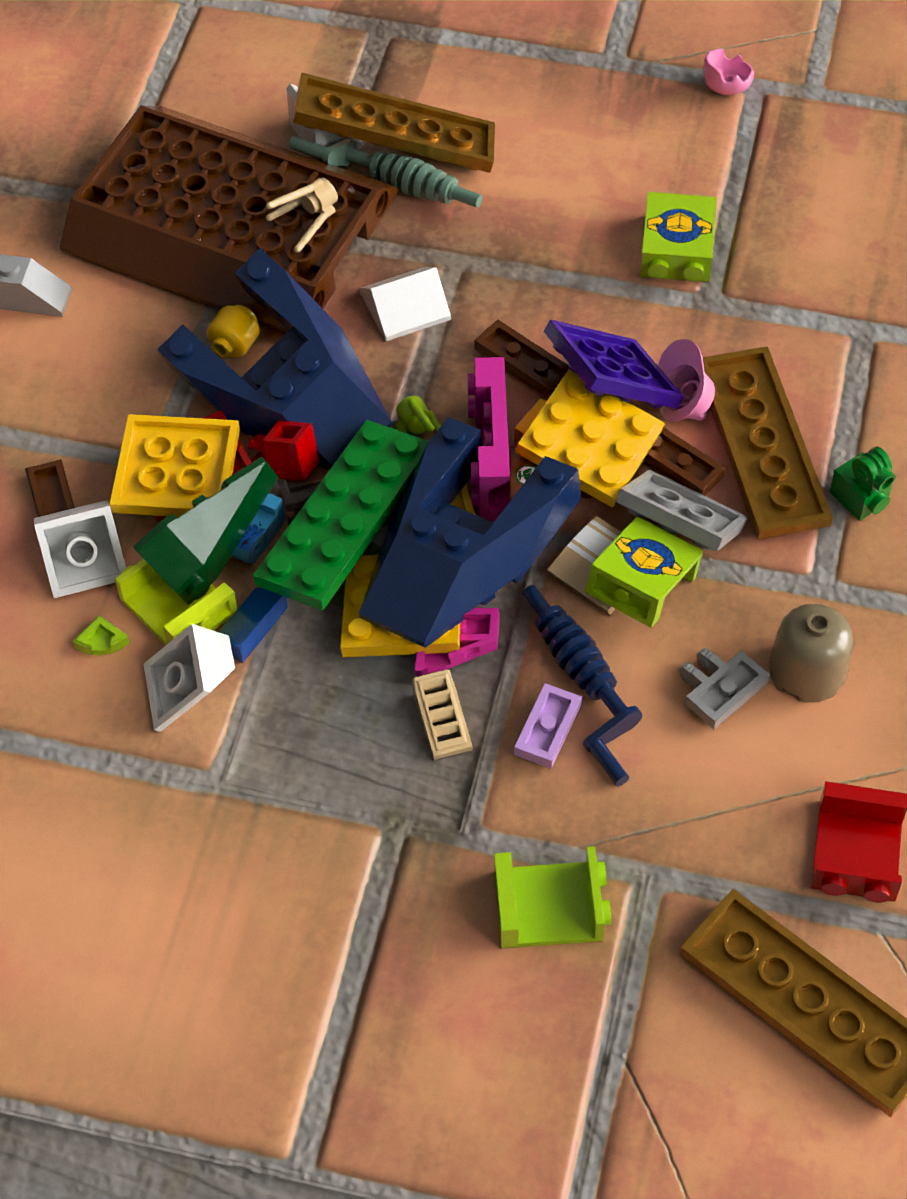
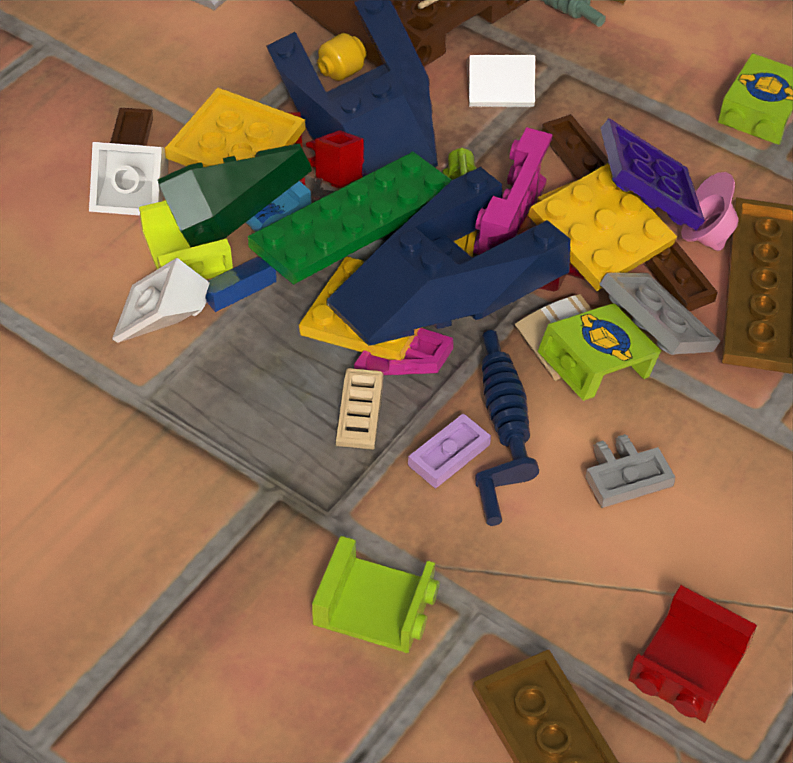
camera: 20 degrees right, 5 degrees down
(100, 638) = (108, 253): lime tile -> none
(811, 652) = (723, 470): dark tan cylinder -> none

